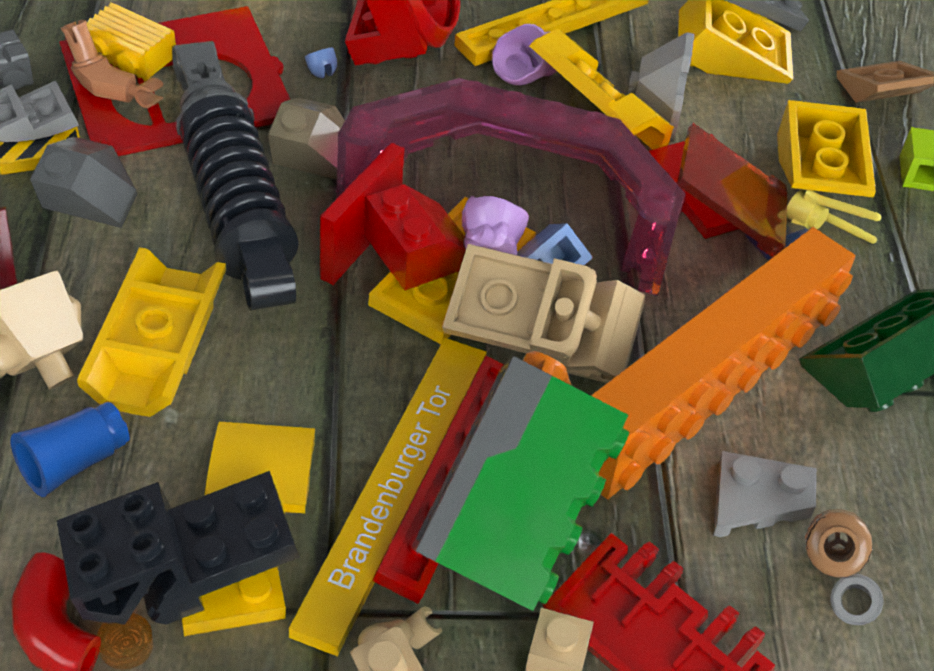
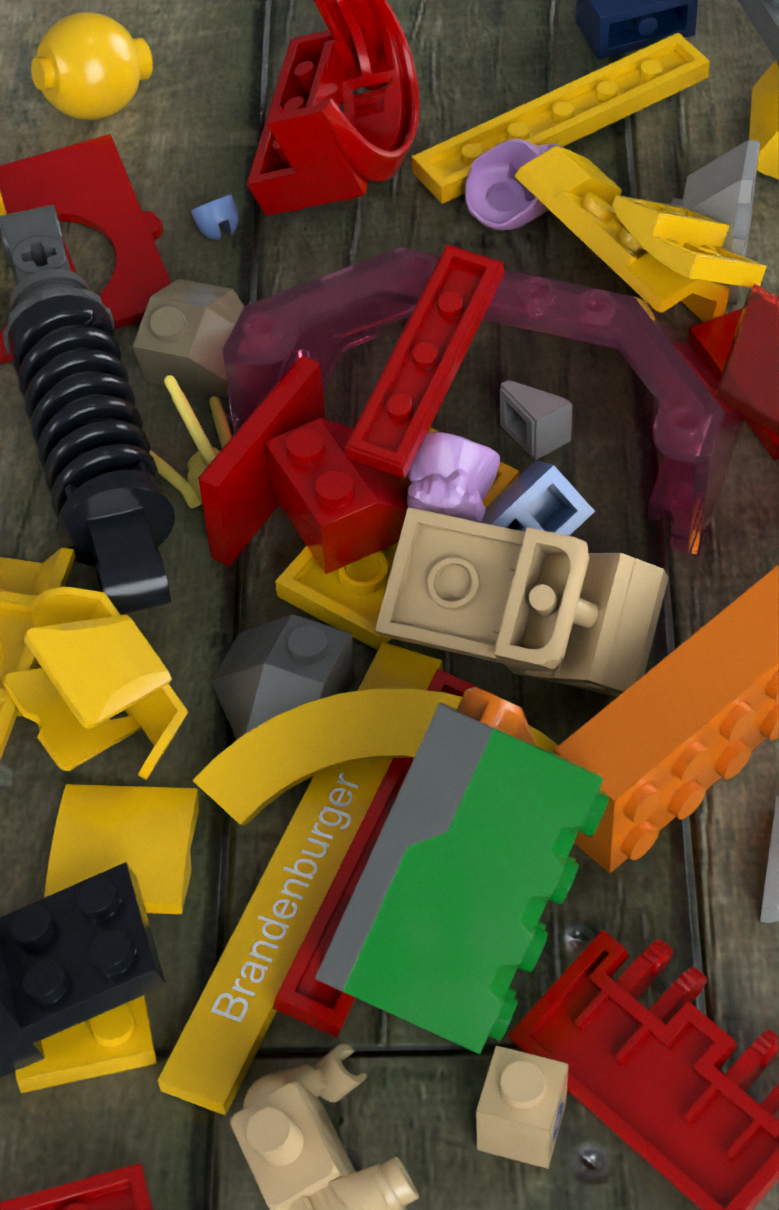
camera: 10 degrees right, 5 degrees up
(244, 342) = (89, 673): none -> yellow piece
(311, 231) = (199, 461): none -> light yellow plant
(375, 365) = (281, 669): none -> dark grey slope
(402, 395) = (322, 736): none -> yellow tile
(479, 150) = (425, 361): none -> red tile
(544, 200) = (535, 418): none -> light grey slope
(647, 91) = (686, 242): none -> yellow slope

